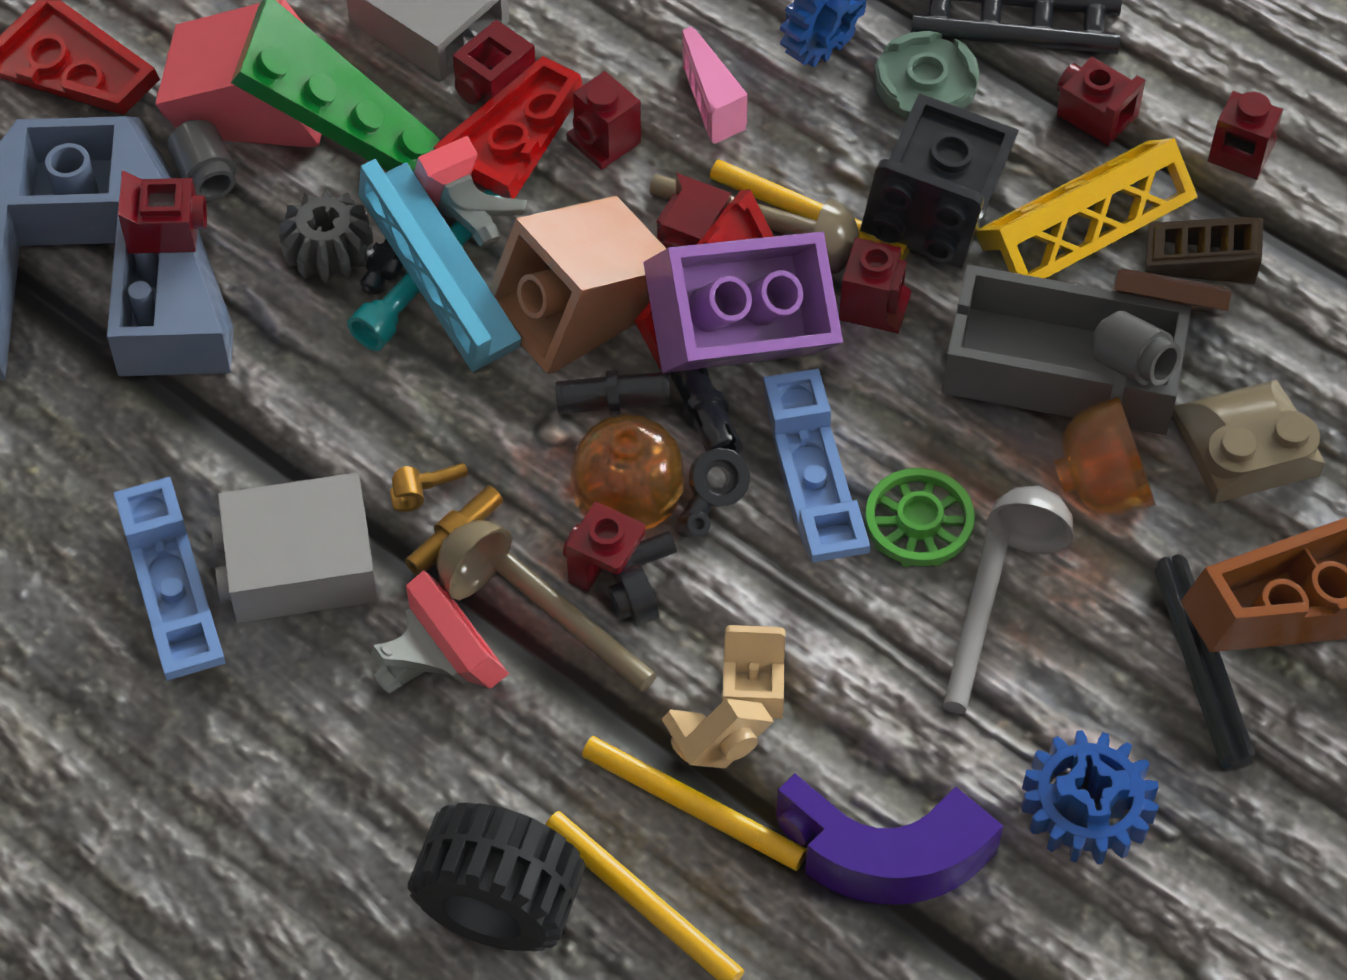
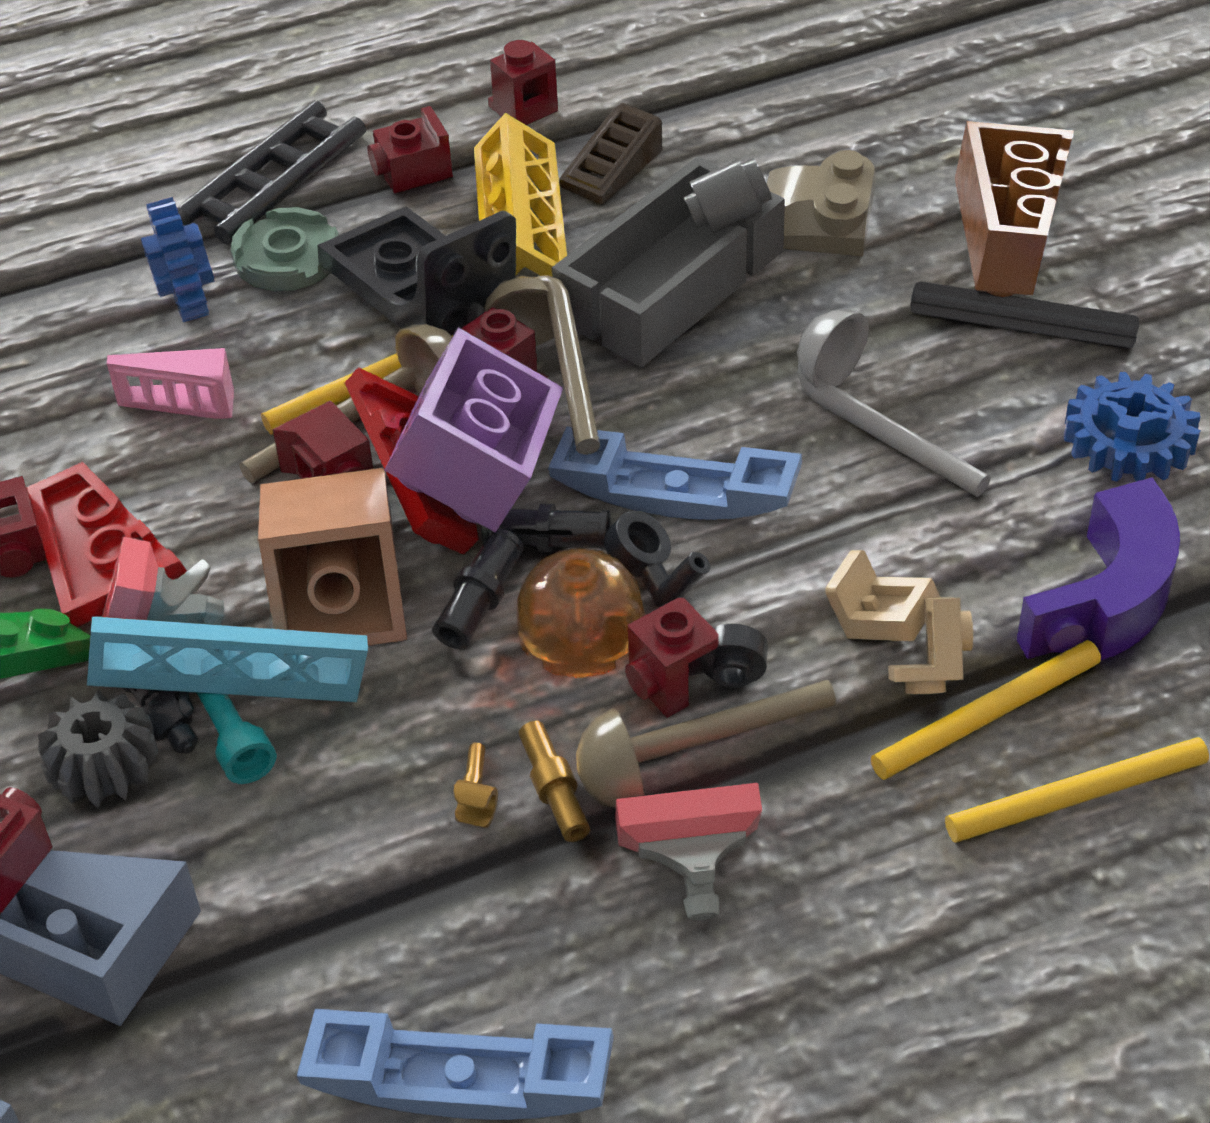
camera: 60 degrees left, 10 degrees down
(294, 548) = (489, 923): light grey brick -> none
(496, 877) = (1038, 867): black tyre -> none
(605, 120) = (150, 469): dark red brick -> none
(919, 517) = (763, 426): bright green wheel -> none
(937, 283) = (547, 309): none -> dark tan piece
(1103, 461) = (802, 273): clear orange cylinder -> none
(1200, 296) = (662, 167): reddish brown tile -> none

